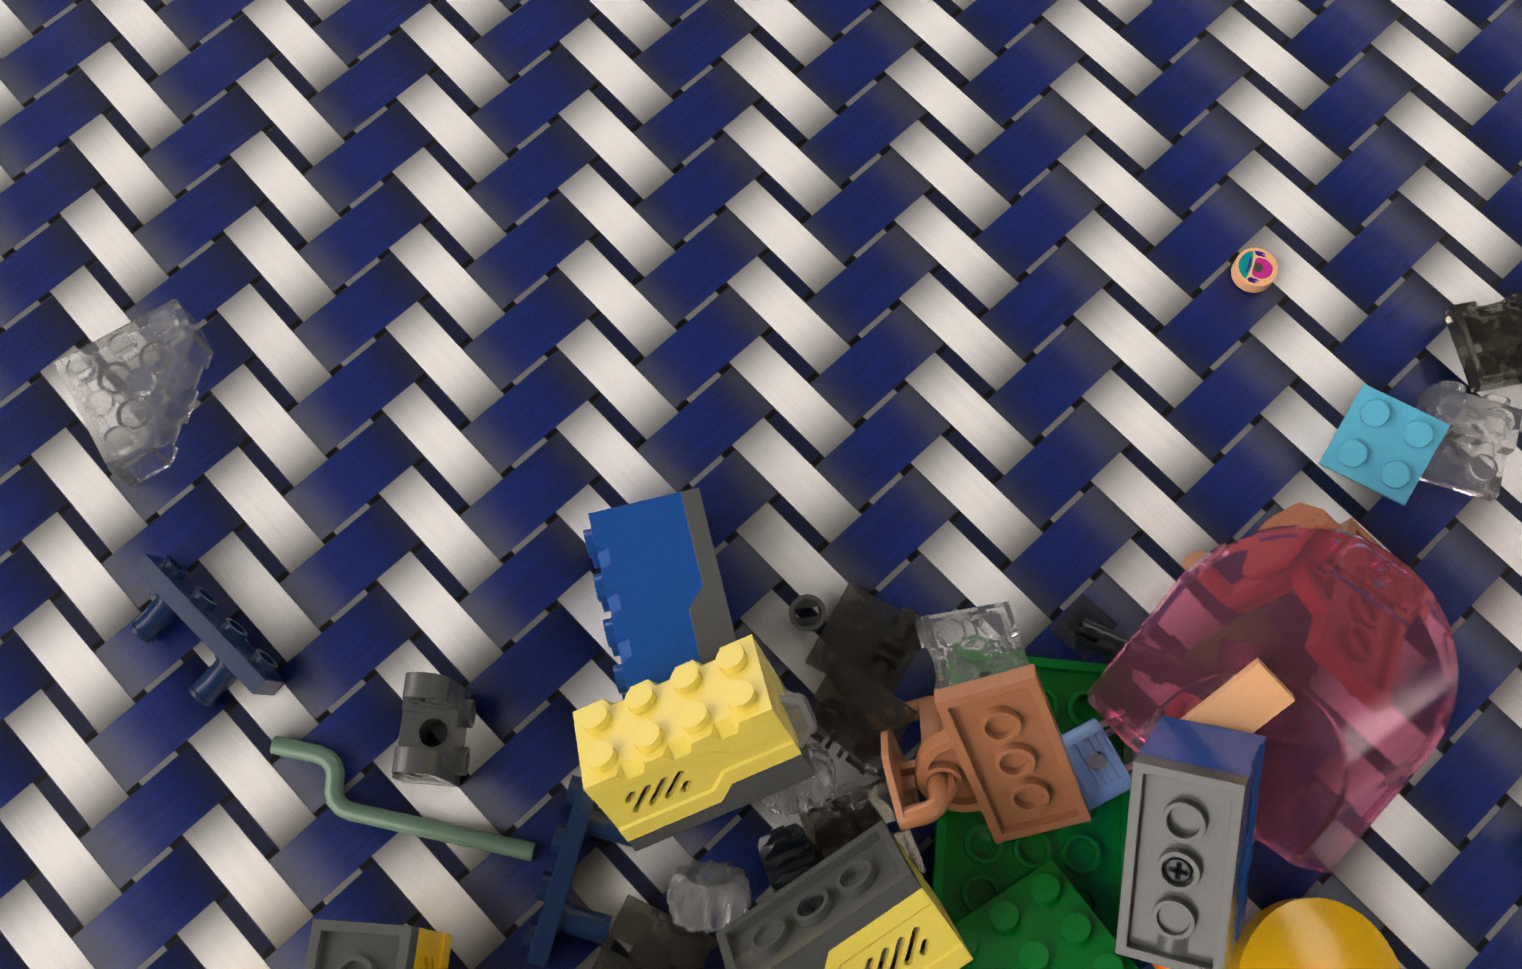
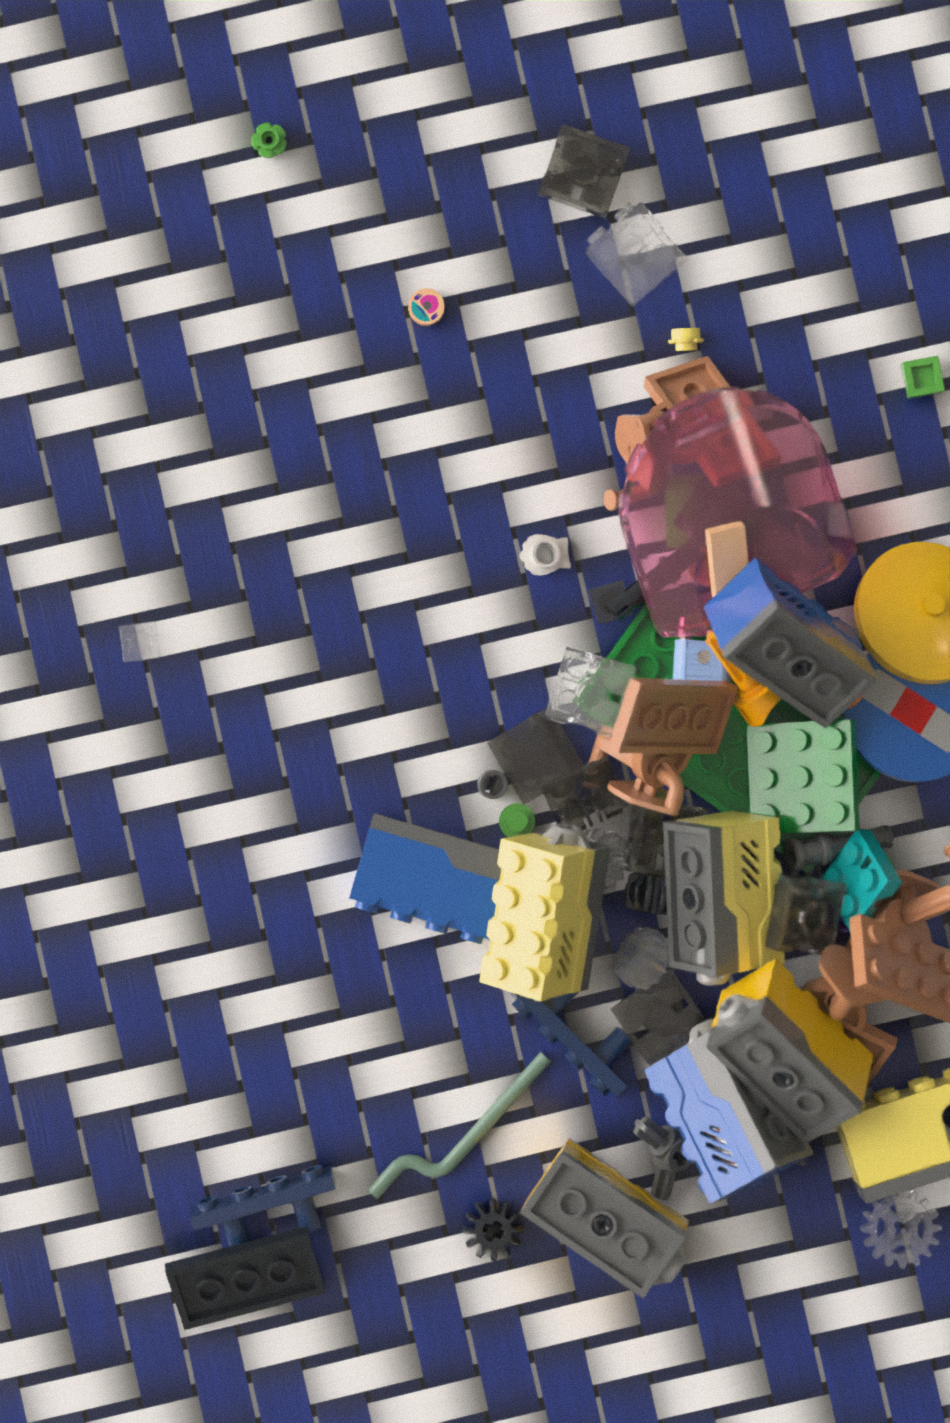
camera: 60 degrees left, 15 degrees up
(105, 654) = (245, 1278): none -> black plate
(139, 389) = (52, 1167): clear brick -> none
(289, 887) = (496, 1241): none -> black gear
(427, 702) = (445, 1100): dark grey brick -> none
(740, 185) = (139, 642): none -> clear plate
(787, 661) = (516, 820): none -> bright green plate
(1088, 529) = (545, 554): none -> white animal
(1095, 847) = (753, 698): none -> light orange piece
(1303, 50) = (265, 149): none -> bright green plate
(1383, 444) = (607, 313): medium azure plate -> none
(1415, 544) = (685, 338): none -> light yellow plate

